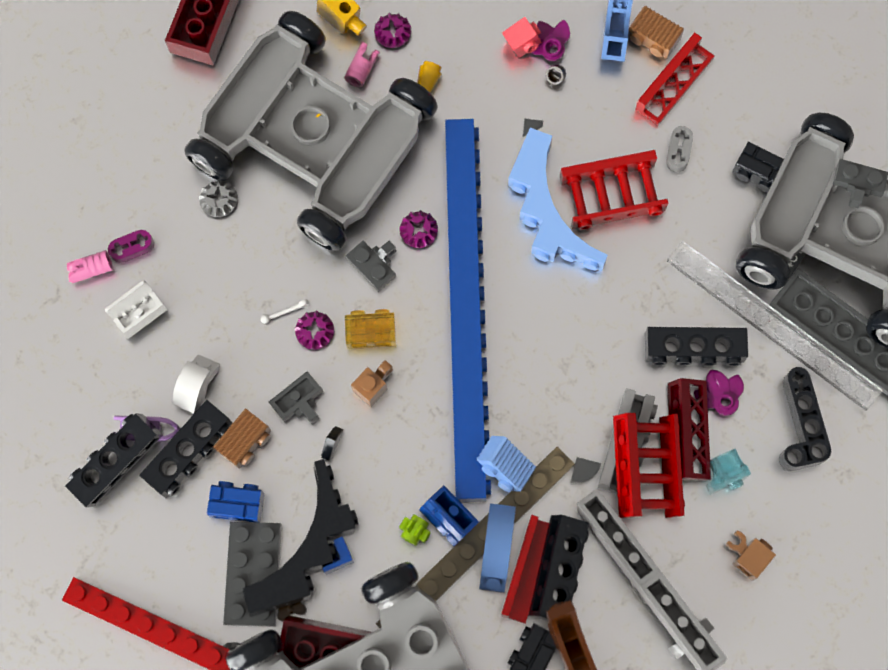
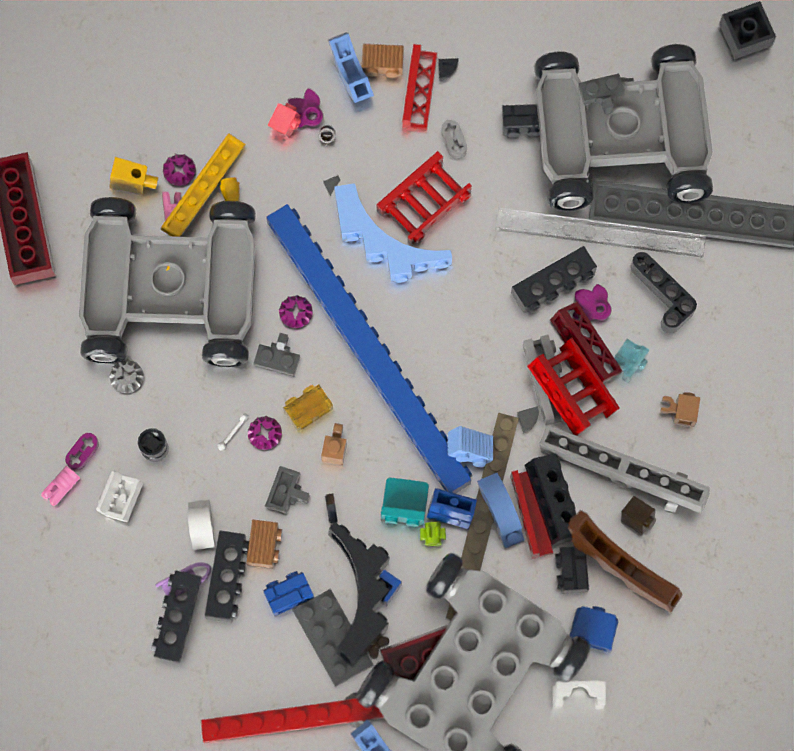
camera: 35 degrees left, 0 degrees up
(198, 278) = (153, 445): none -> black wheel
(403, 57) = (203, 186): none -> yellow tile
(407, 480) = (404, 502): none -> teal bracket
(636, 639) = (638, 515): none -> dark brown brick
(715, 76) = (447, 67): none -> black tile

